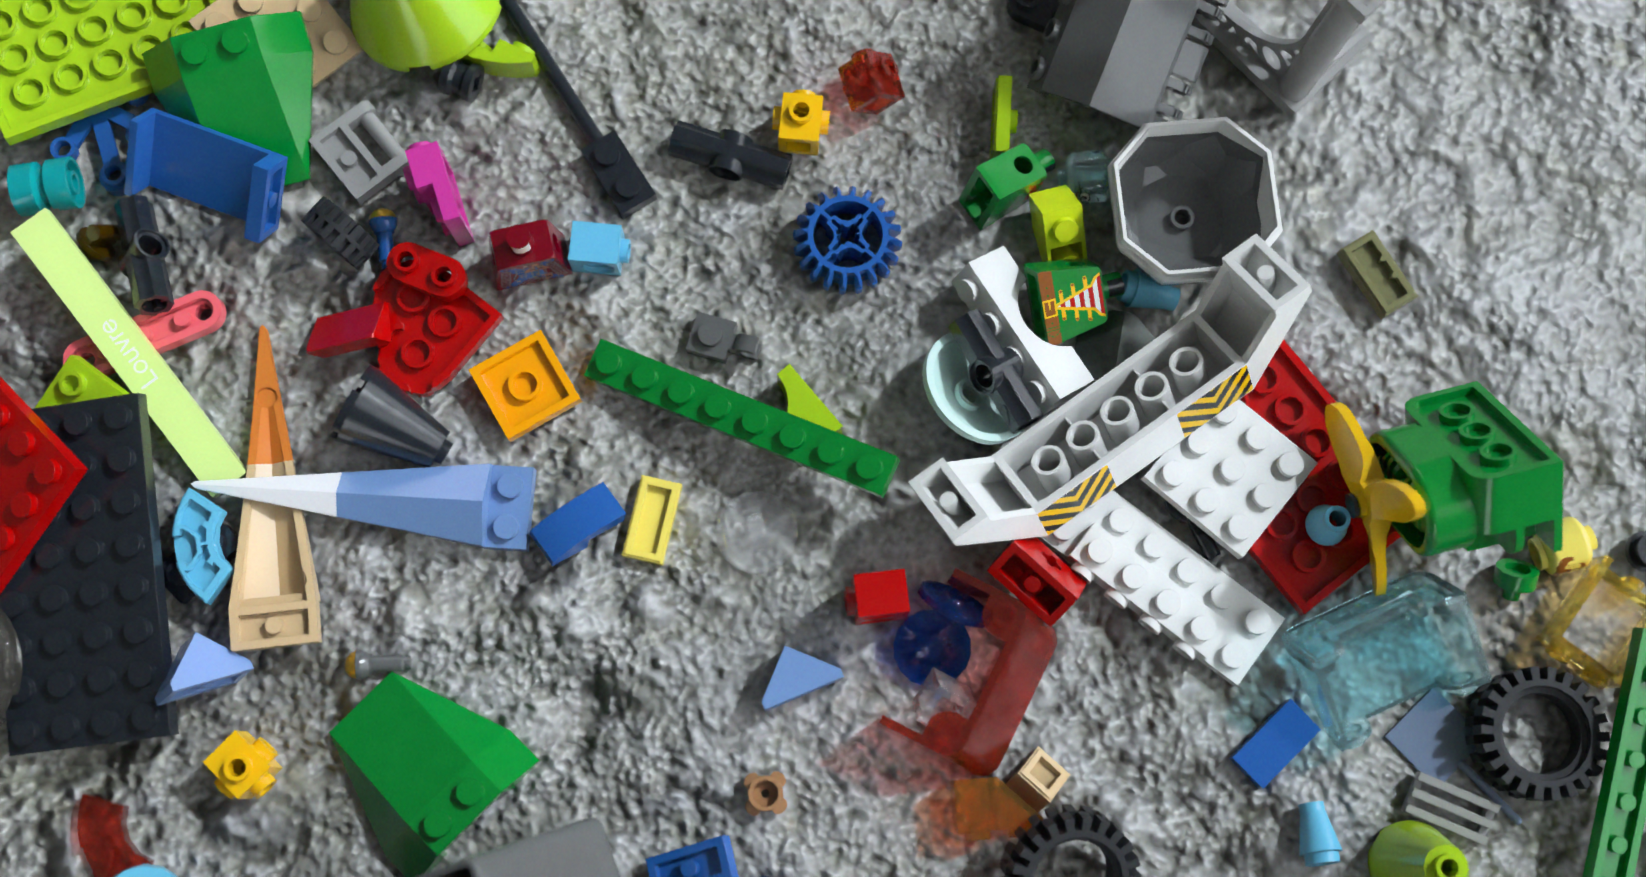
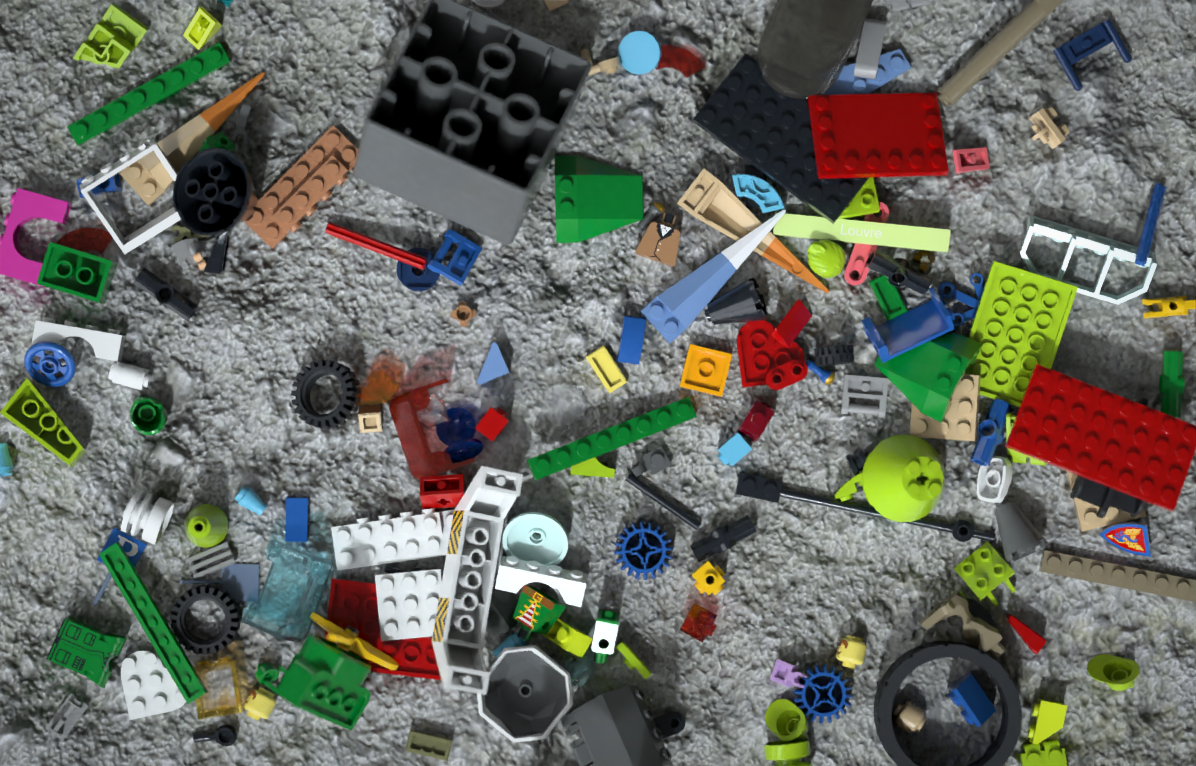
camera: 145 degrees right, 10 degrees up
(52, 185) = (966, 258): teal wheel -> none
(197, 244) = (887, 297): none -> green tile
(201, 667) = (710, 151): slope -> none
(212, 366) = (826, 258): none -> lime hair
(244, 766) = (660, 127): yellow brick -> none
(399, 613) = (660, 241): none -> medium nougat torso
(436, 185) = (820, 410): dark pink plate -> none
(758, 279) = (663, 501): none -> black bar
(995, 371) = (534, 552): black piece -> none
(1321, 529) = (361, 616): medium azure cone -> none

